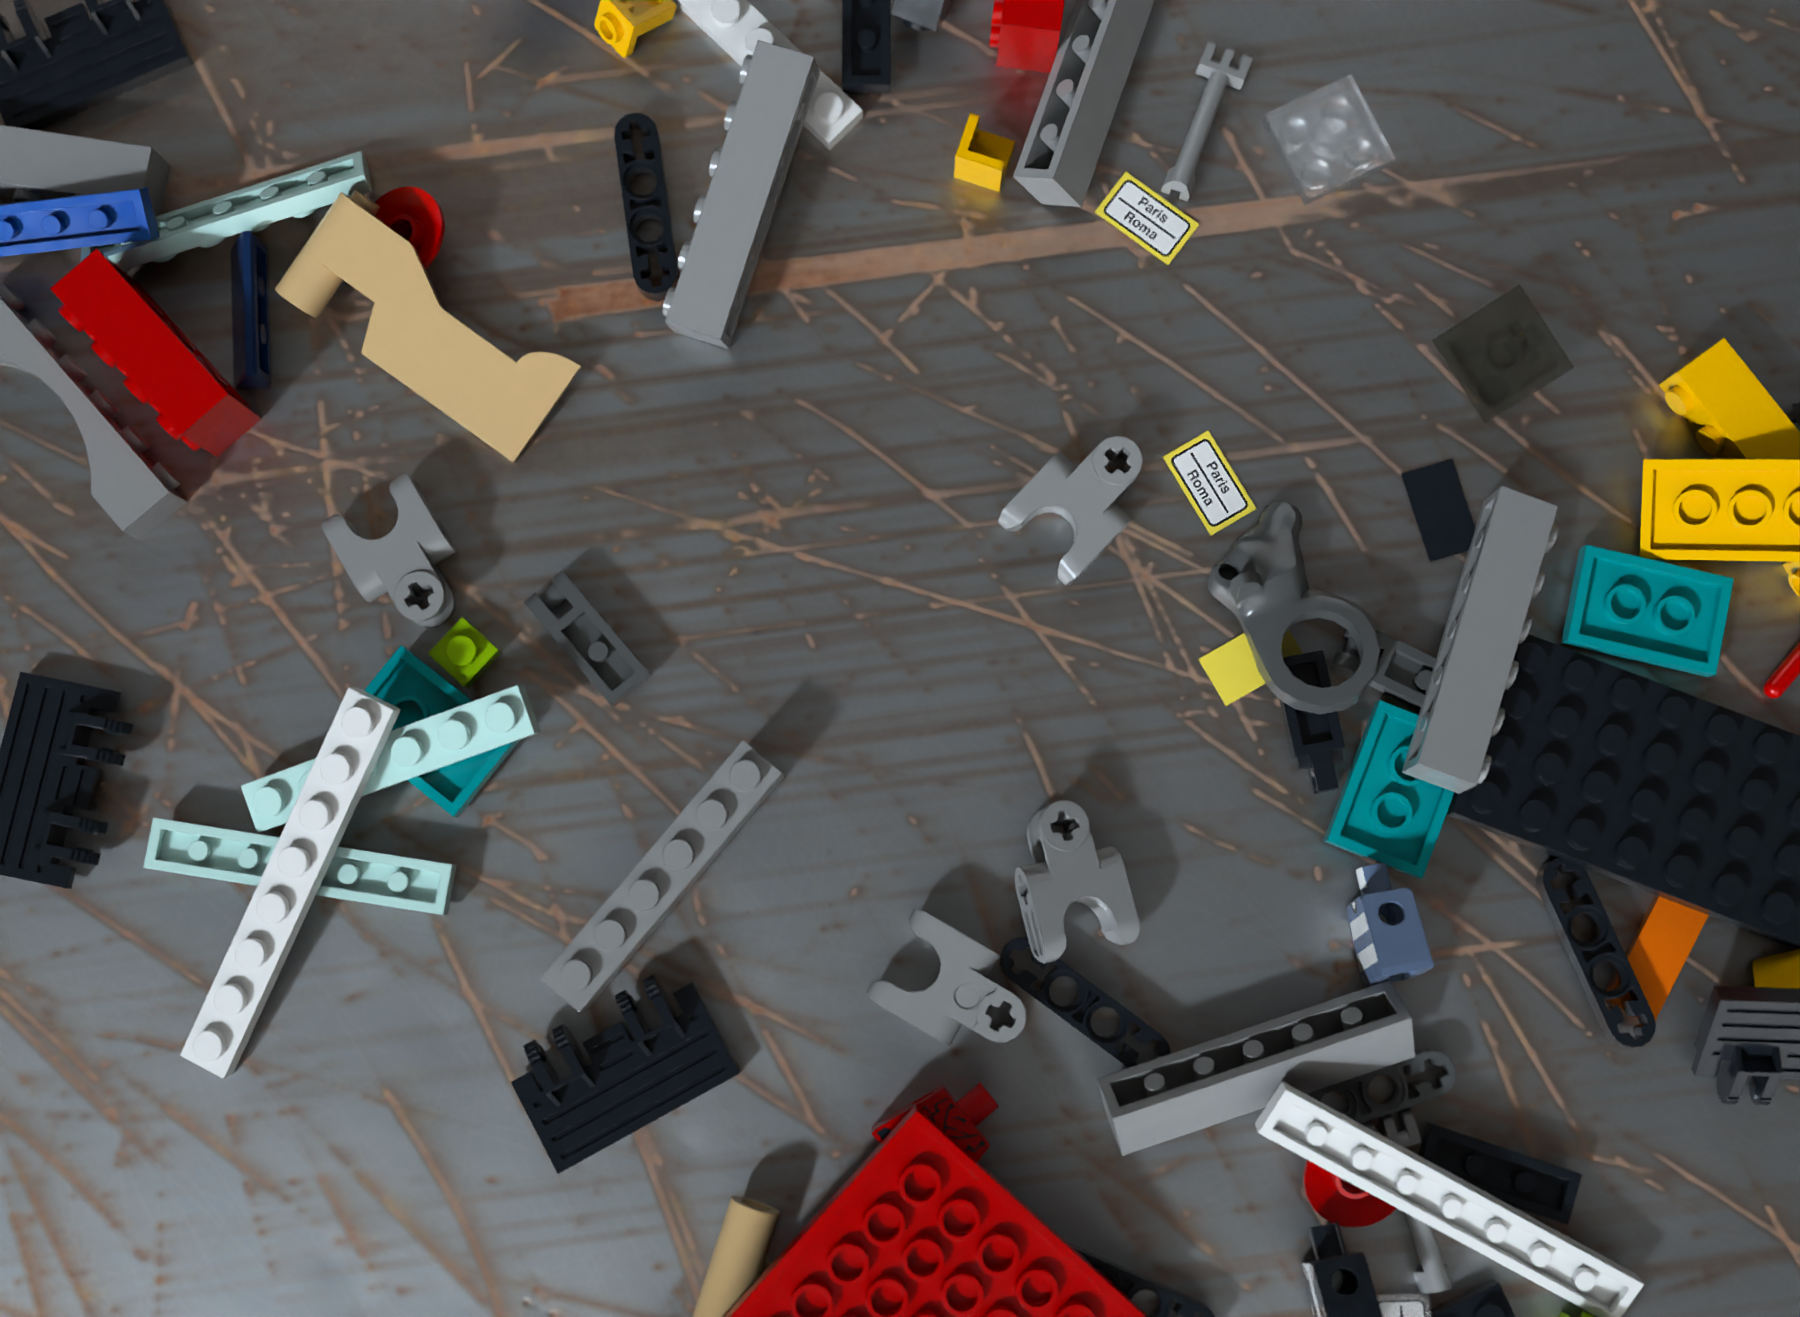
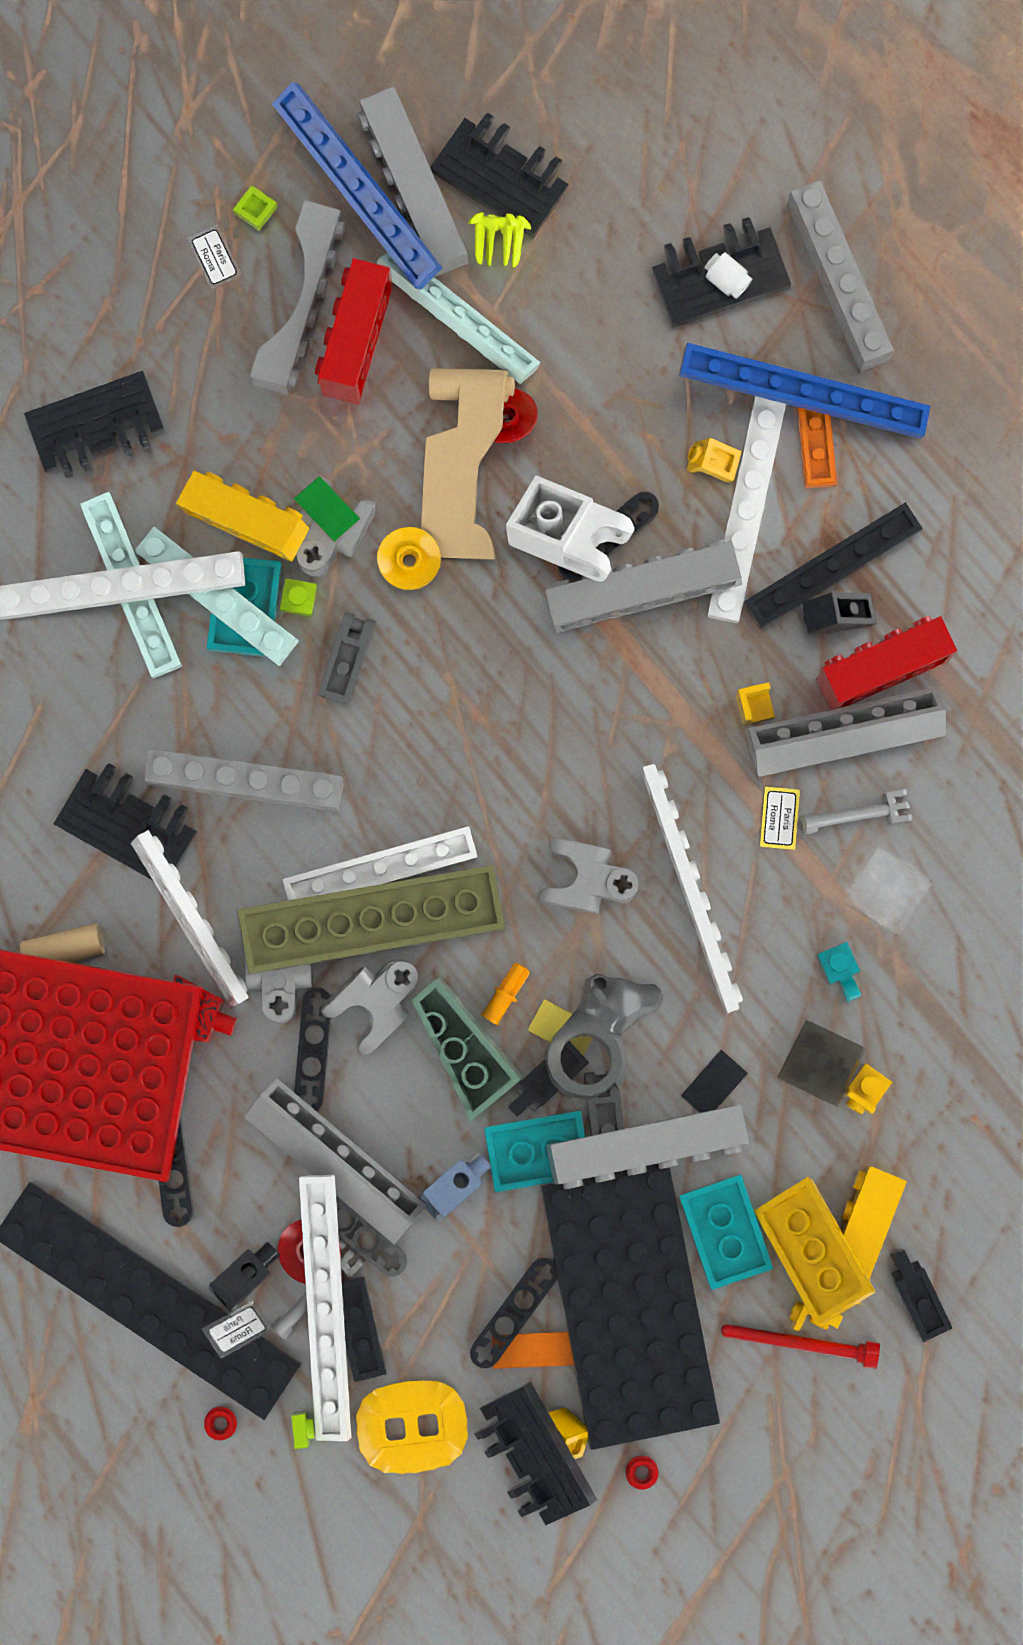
camera: 60 degrees right, 0 degrees up
(154, 71) = (506, 226): none -> neon yellow piece
(250, 313) = (411, 362): dark blue slope -> none
(304, 654) = (243, 515): none -> yellow brick
(369, 538) = (326, 508): none -> green sticker
(494, 455) = (404, 543): none -> yellow dish
(603, 242) = (566, 528): none -> white brick
(789, 1065) = (184, 909): none -> white plate
(896, 767) = (386, 865): none -> white plate
(959, 824) = (370, 919): none -> olive plate
(1163, 703) = (505, 993): none -> light orange axle
(1192, 384) = (696, 901): none -> white plate
(1209, 482) = (648, 945): sticker -> none
(1226, 799) = (470, 1055): none -> sand green wedge
(1385, 259) = (839, 967): none -> teal plate
(1570, 321) = (866, 1090): none -> yellow bracket
(1633, 1166) = (408, 1402): none -> yellow piece

